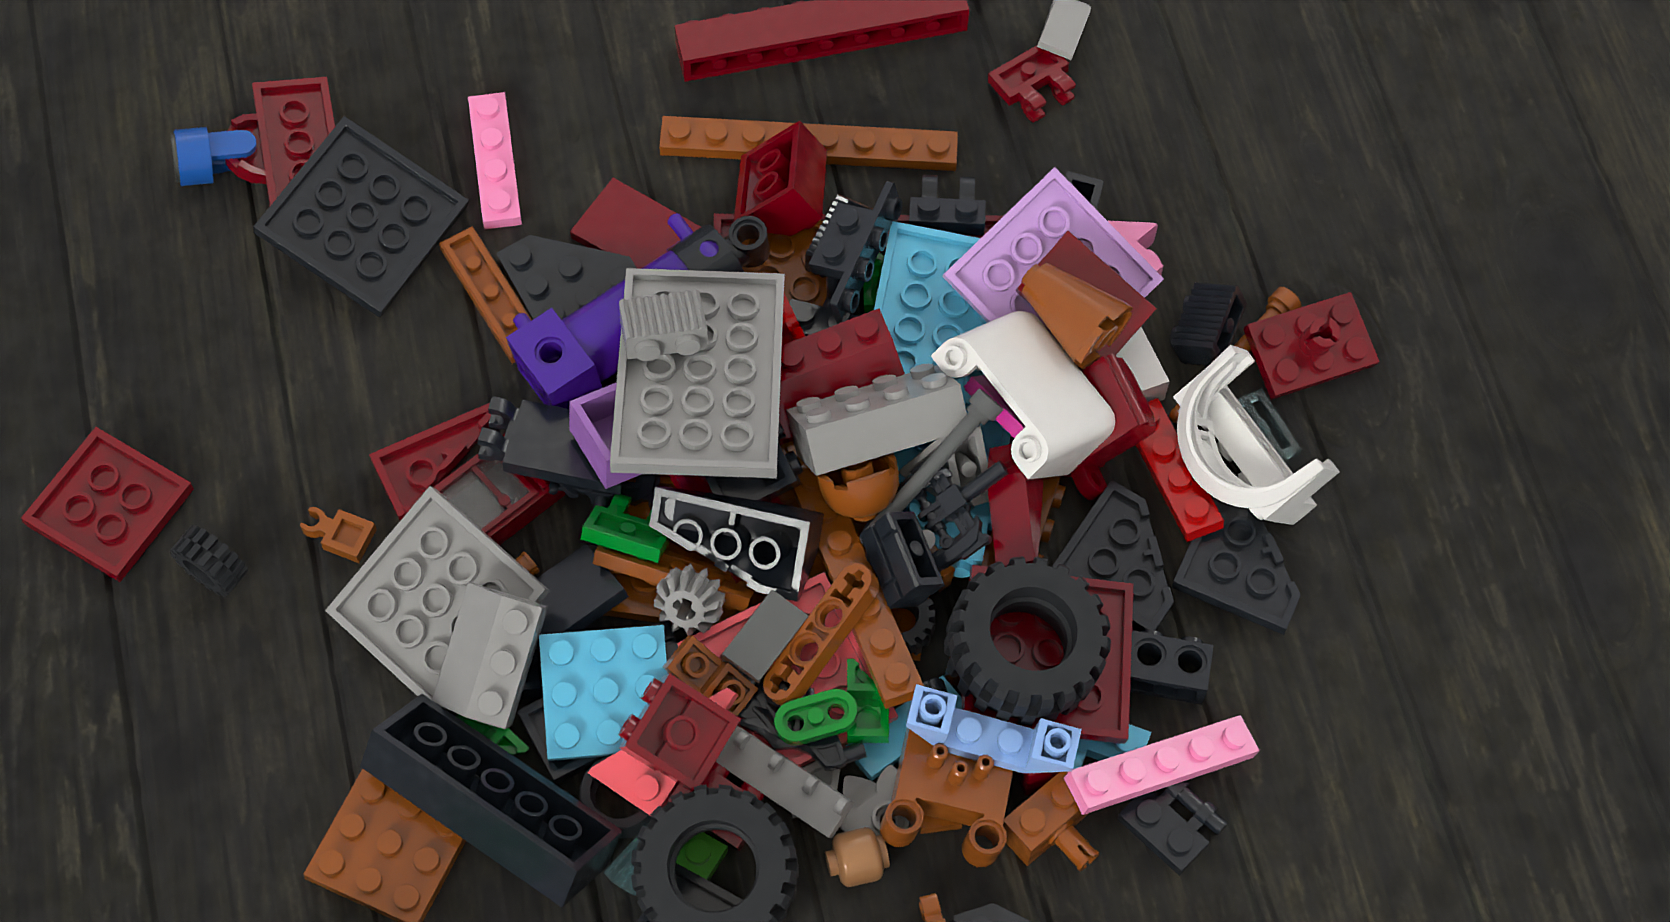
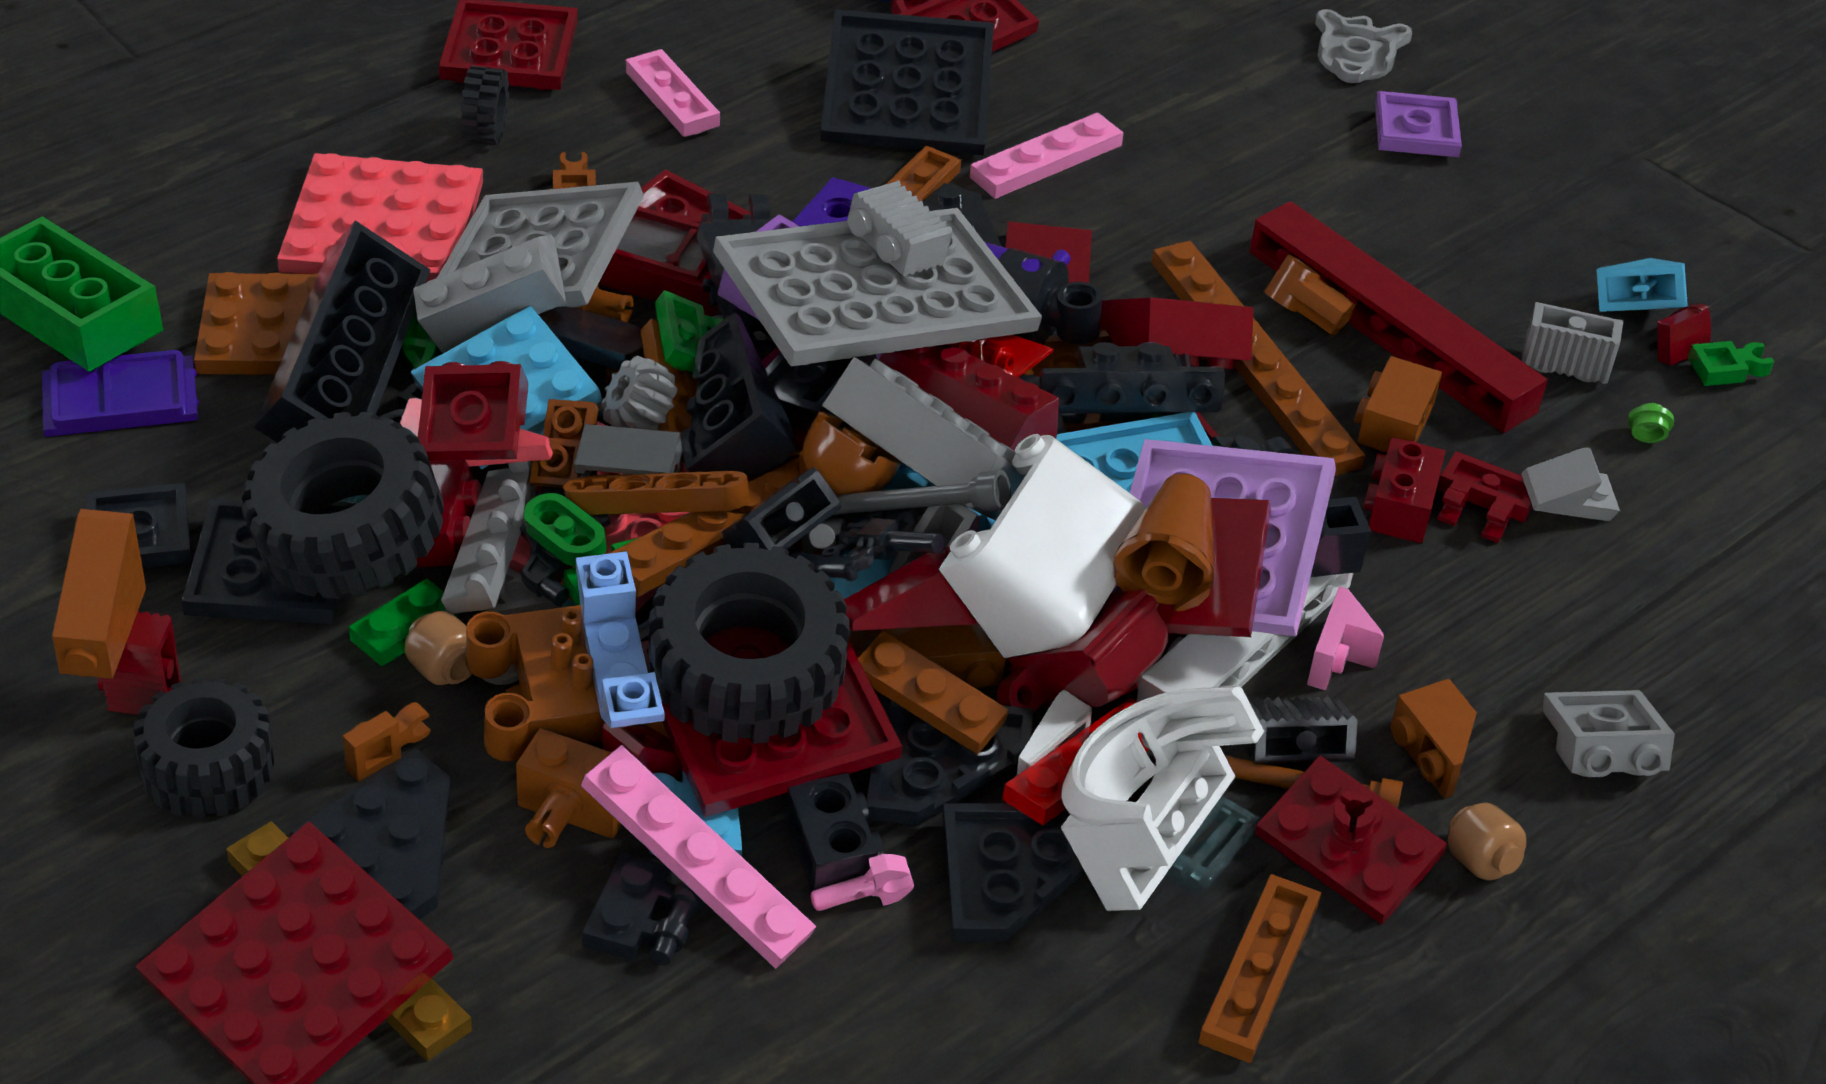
camera: 60 degrees right, 20 degrees down
(256, 402) = (673, 93): none -> bright pink plate
(295, 706) = (406, 203): none -> coral plate
(766, 72) = (1301, 290): none -> dark orange piece
(814, 885) = (385, 630): none -> green plate
(929, 83) = (1397, 403): none -> dark orange brick
(1008, 126) = (1405, 489): none -> dark red brick
(1089, 535) = (932, 692): none -> dark orange plate
(1139, 475) = (1060, 723): none -> white slope
(1221, 658) = (887, 879): none -> bright pink bar
(1247, 240) = (1435, 731): none -> dark orange slope
(1290, 139) = (1609, 732): none -> light grey plate
(1350, 266) = (1486, 841): none -> medium nougat head
(1390, 458) = (1259, 969): none -> dark orange plate

